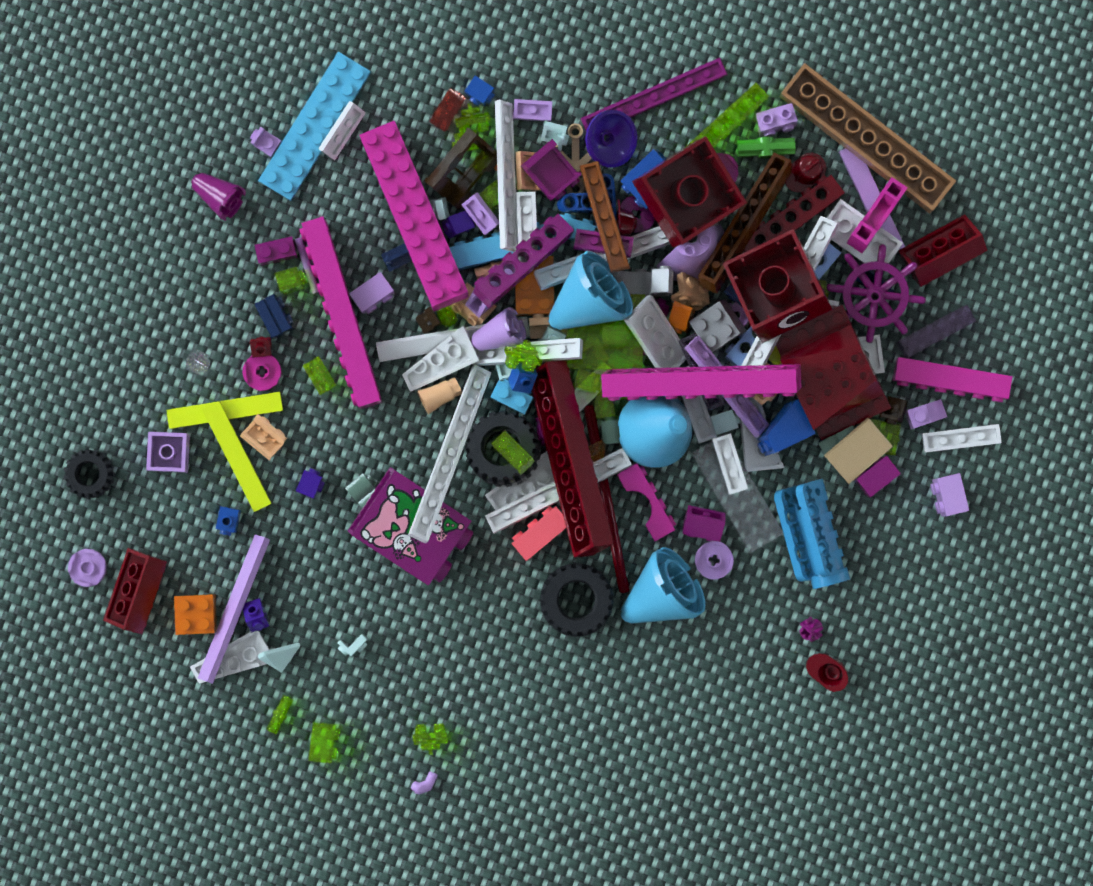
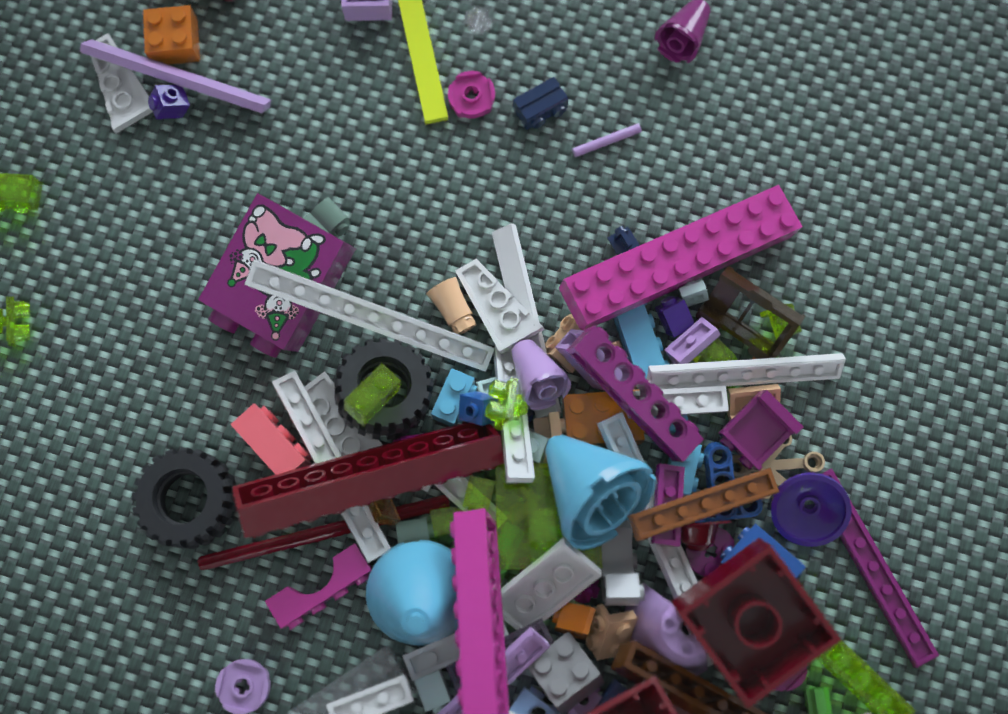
camera: 85 degrees right, 10 degrees down
(228, 520) = (287, 66): blue brick -> none
(236, 456) = (365, 71): neon yellow tile -> none
(261, 347) = (501, 88): dark red bracket -> none
(264, 437) = (389, 100): light nougat bracket -> none
(265, 141) = (756, 81): lavender bracket -> none
(276, 251) = (621, 100): magenta brick -> none
(279, 657) = (116, 133): light aqua slope -> none
(279, 714) = (49, 140): clear neon green pin -> none
(290, 280) = (586, 115): clear neon green brick -> none
(302, 143) = (782, 139): medium azure plate -> none
(310, 483) = (334, 157): dark purple brick -> none
(319, 375) = (469, 159): clear neon green hips -> none
(341, 311) = (549, 177): dark pink brick -> none
(342, 130) = (780, 169): white plate -> none
(358, 645) = (126, 215): light aqua bracket -> none
(372, 293) = (577, 217): lavender brick -> none
(427, 320) = (547, 287): dark brown bracket -> none
(447, 109) = (823, 296): clear red slope -> none
(447, 316) = (555, 311): clear neon green cone -> none
(479, 92) = (850, 334): blue brick -> none
(481, 119) = (813, 339): clear neon green hips -> none
(532, 110) = (834, 404): lavender plate -> none
(555, 132) = (808, 437): light aqua bracket -> none
(664, 591) = (193, 621): medium azure cone -> none
(704, 523) = (291, 669): magenta brick -> none

